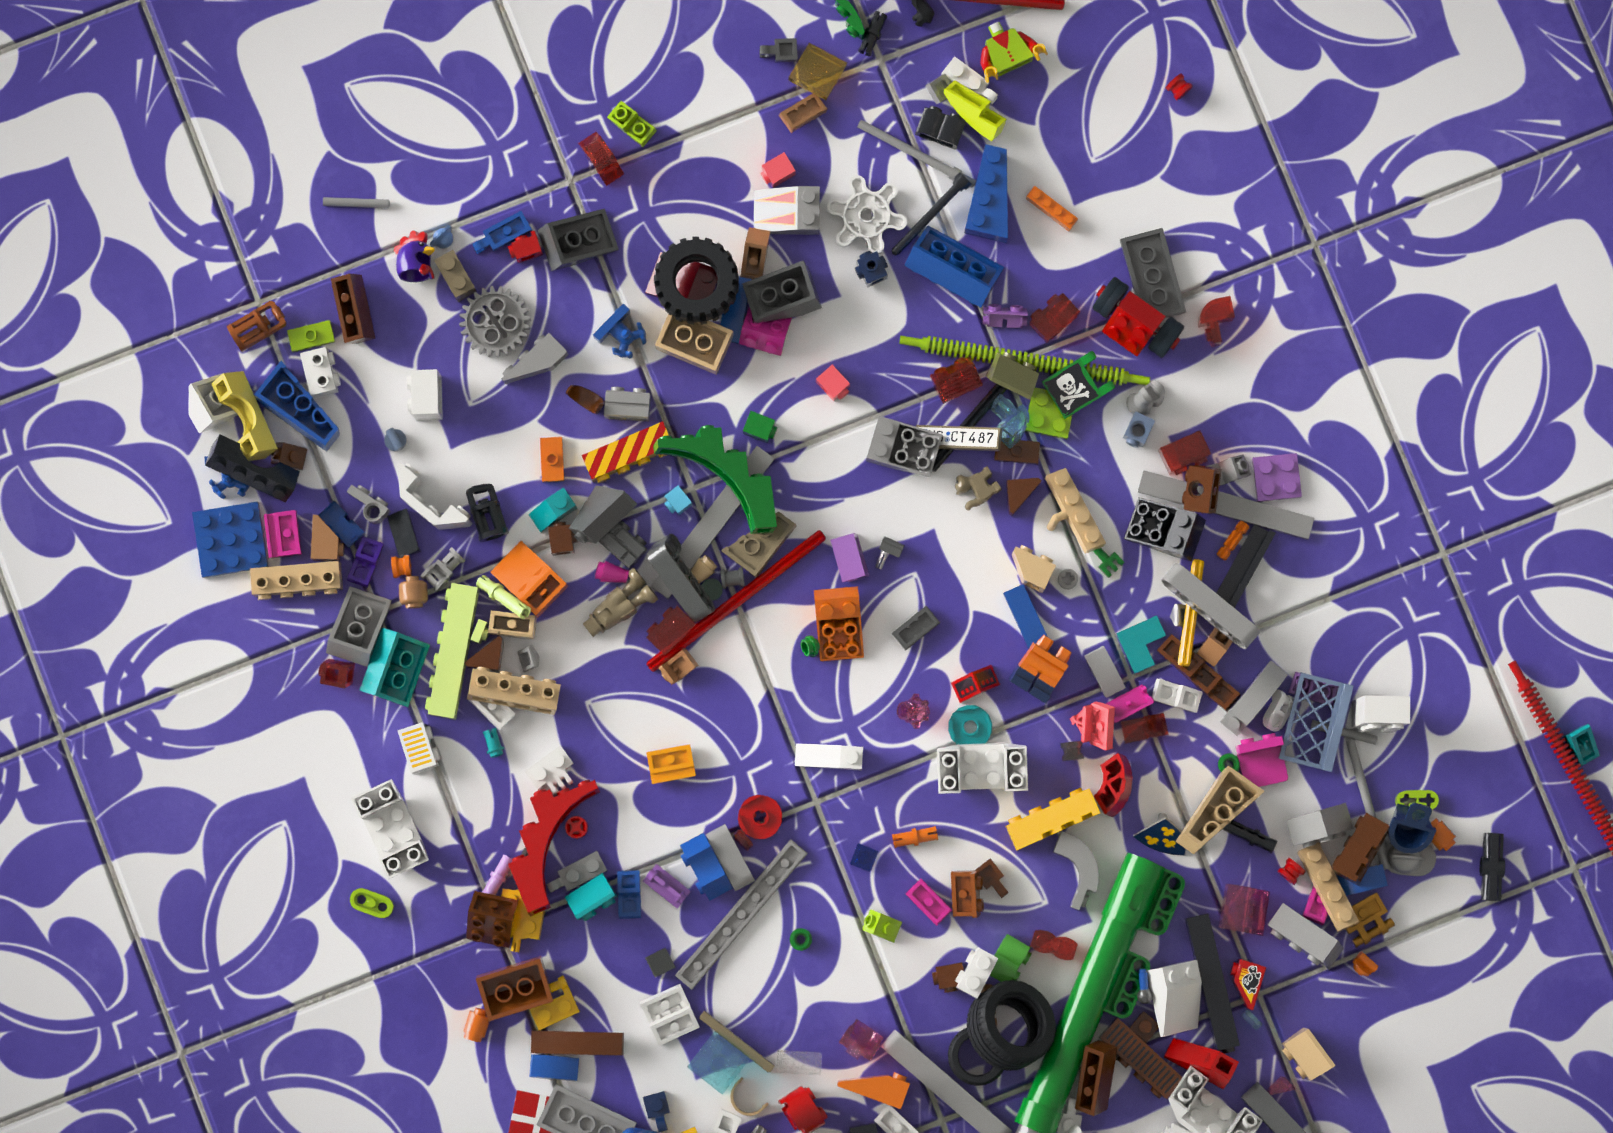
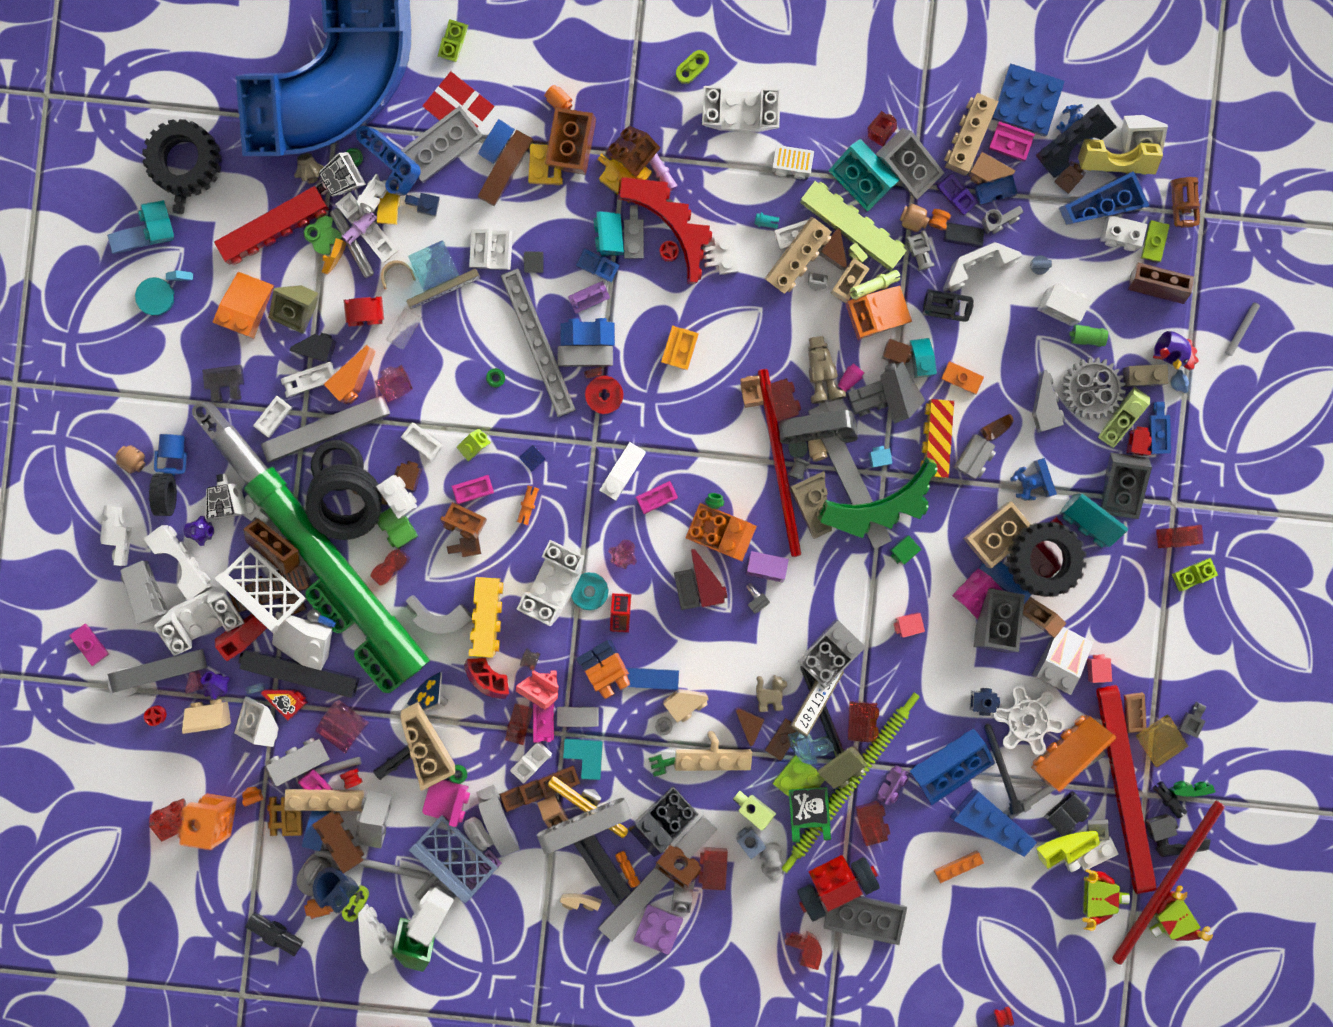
camera: 115 degrees right, 5 degrees up
(444, 355) = (1086, 335): none -> bright green piece
(507, 275) = (1124, 417): none -> yellowish green slope
(631, 253) = (1093, 520): none -> teal slope
(837, 707) = (657, 497): none -> dark pink plate
(876, 155) = (1072, 752): none -> orange slope
(885, 82) = (1126, 790): none -> red beam
(901, 605) = (708, 585): none -> dark red slope
(904, 28) = (1161, 827): none -> dark grey brick
(906, 981) = (422, 441): none -> white plate
(1104, 432) = (762, 814): none -> yellowish green torso
(1165, 1070) = (248, 601): none -> white fence
(1270, 1063) = (214, 684): none -> dark purple rock
(1286, 999) = (256, 723): none -> white slope
(1290, 896) = (337, 766): none -> light grey bar
(1293, 577) = (573, 901): none -> tan slope
(1338, 1112) = (150, 715): none -> red wheel
(1410, 992) = (212, 820): none -> orange plate
(1427, 717) = (409, 950): none -> green slope
(1433, 1036) = (168, 820): none -> clear red bracket
(1448, 752) = (374, 942): none -> white slope

